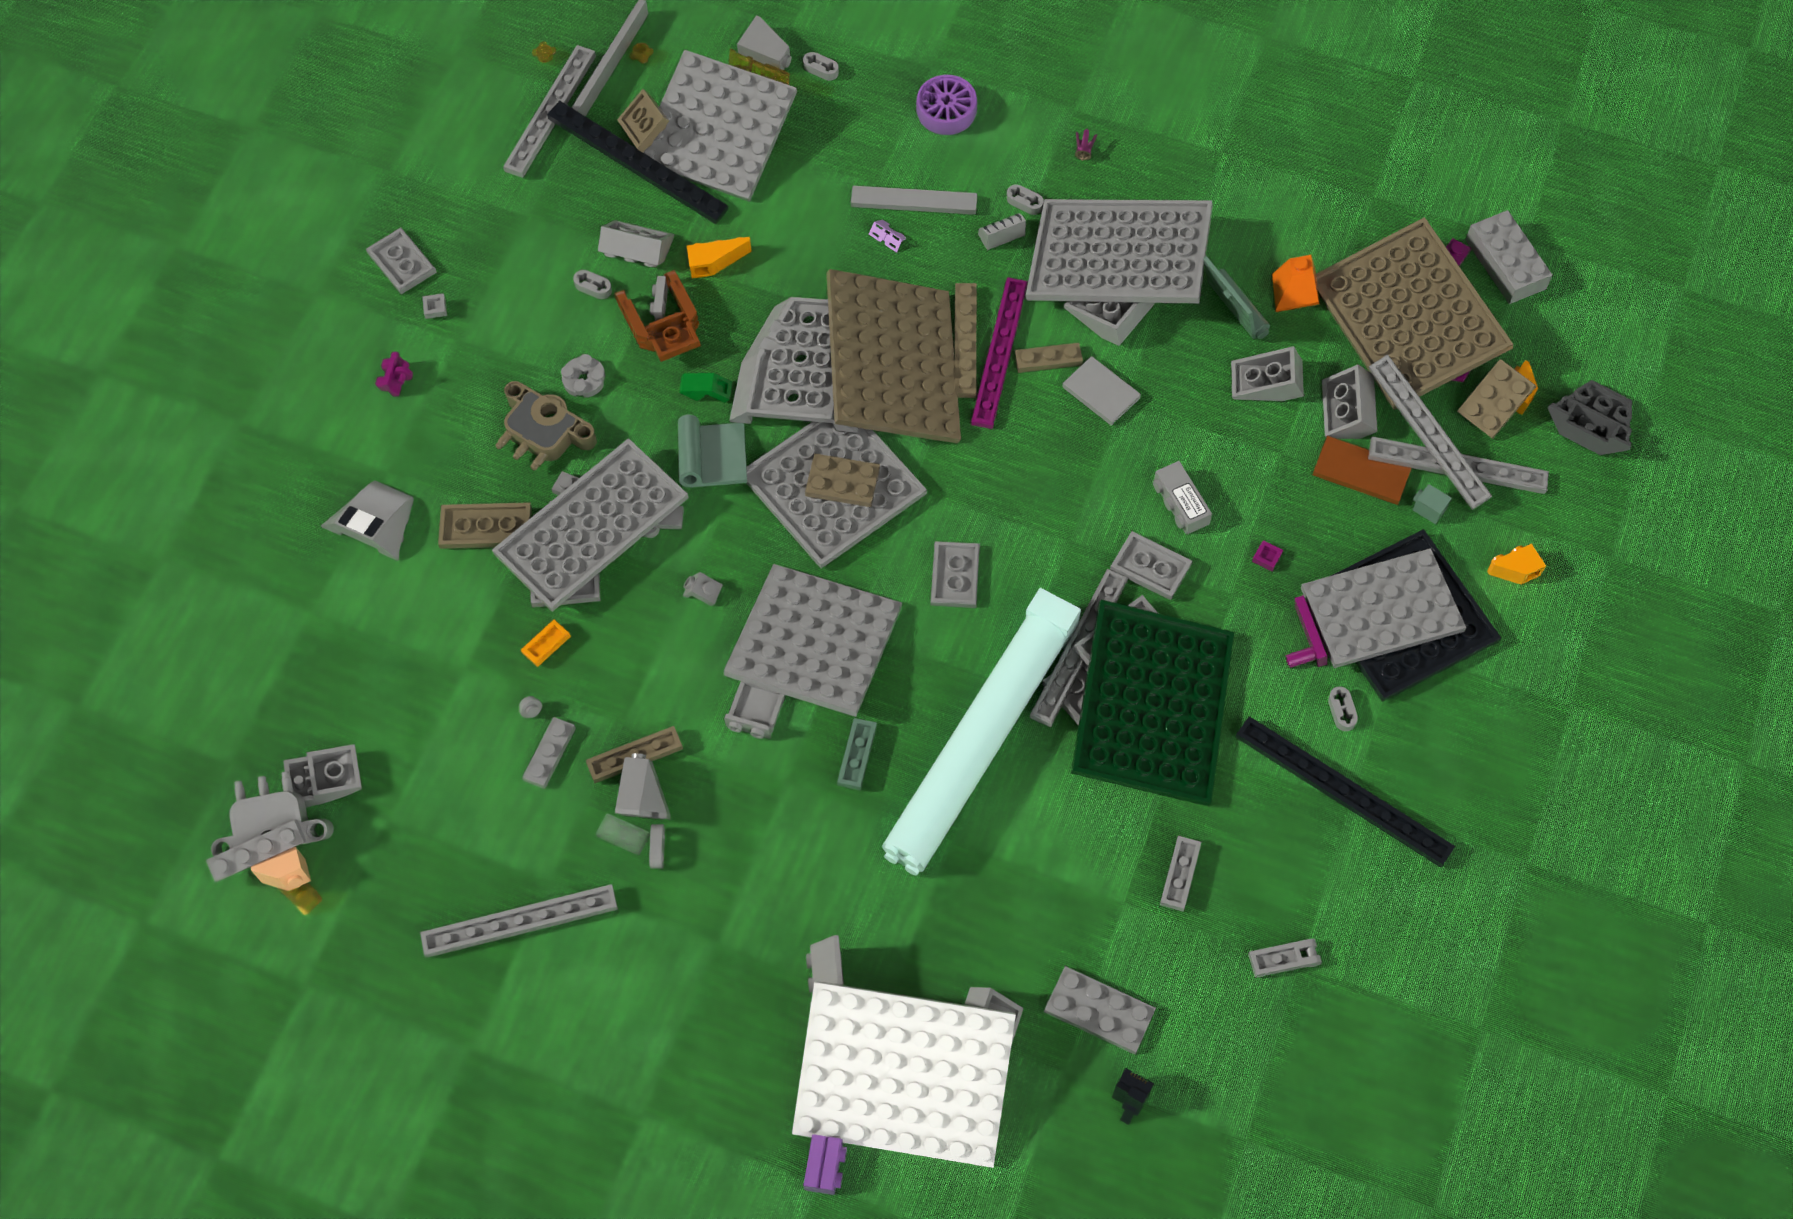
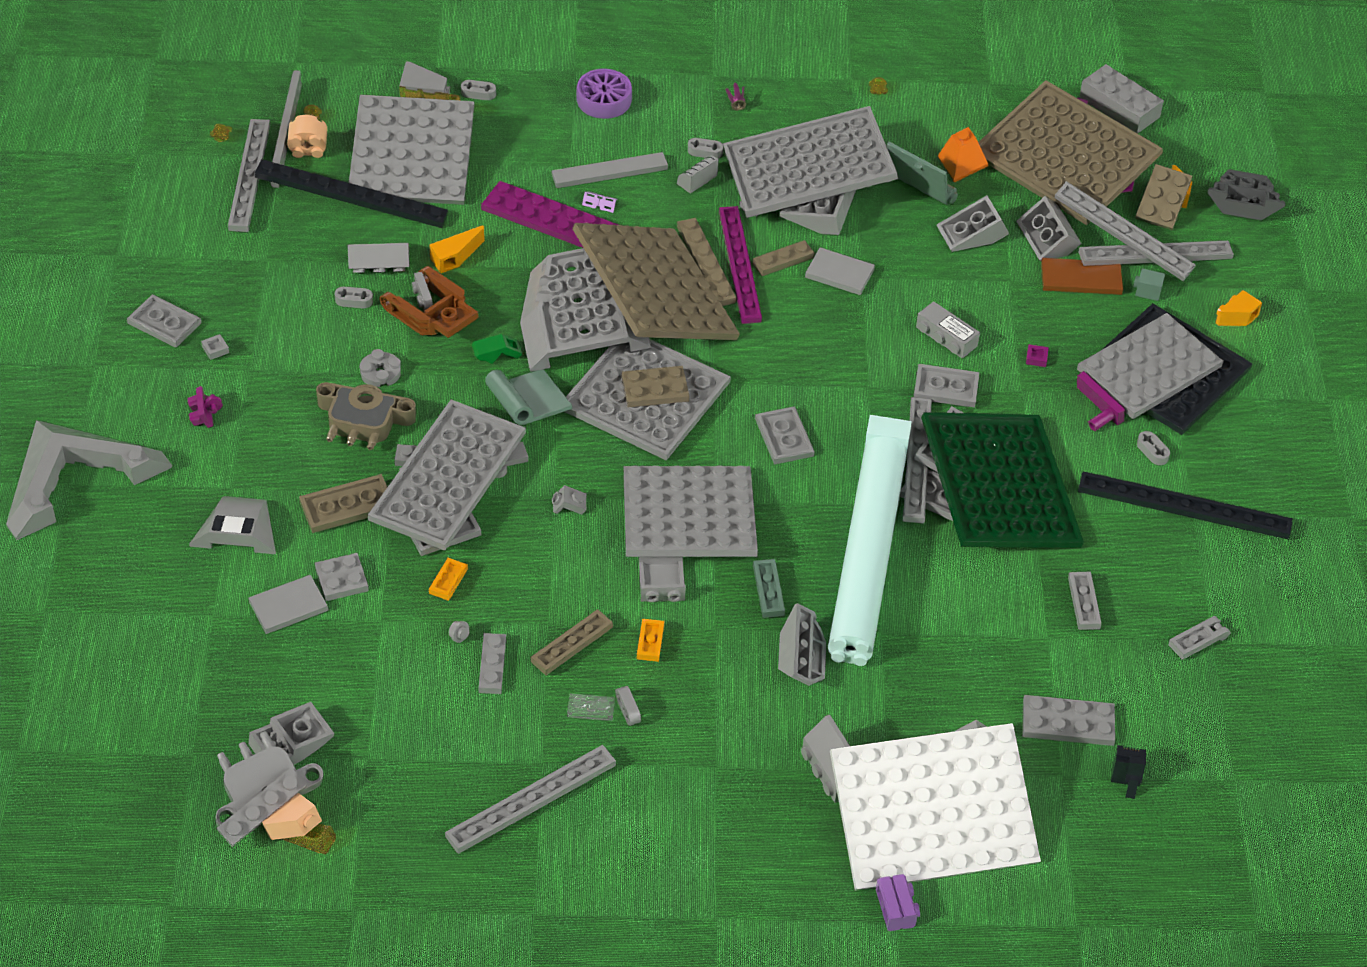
camera: 25 degrees left, 15 degrees down
(241, 377) = (50, 451): none -> light grey wedge
(384, 623) = (288, 604): none -> light grey tile
(447, 607) = (341, 576): none -> light grey plate
(620, 82) = (307, 136): none -> light nougat brick
(640, 790) = (596, 665): light grey slope -> none
(643, 120) = (343, 159): dark tan plate -> none
(712, 777) = (650, 640): none -> light orange plate
(825, 236) = (537, 212): none -> magenta plate
(857, 840) = (802, 647): none -> light grey wedge
(1247, 165) = (878, 86): none -> clear yellow plate

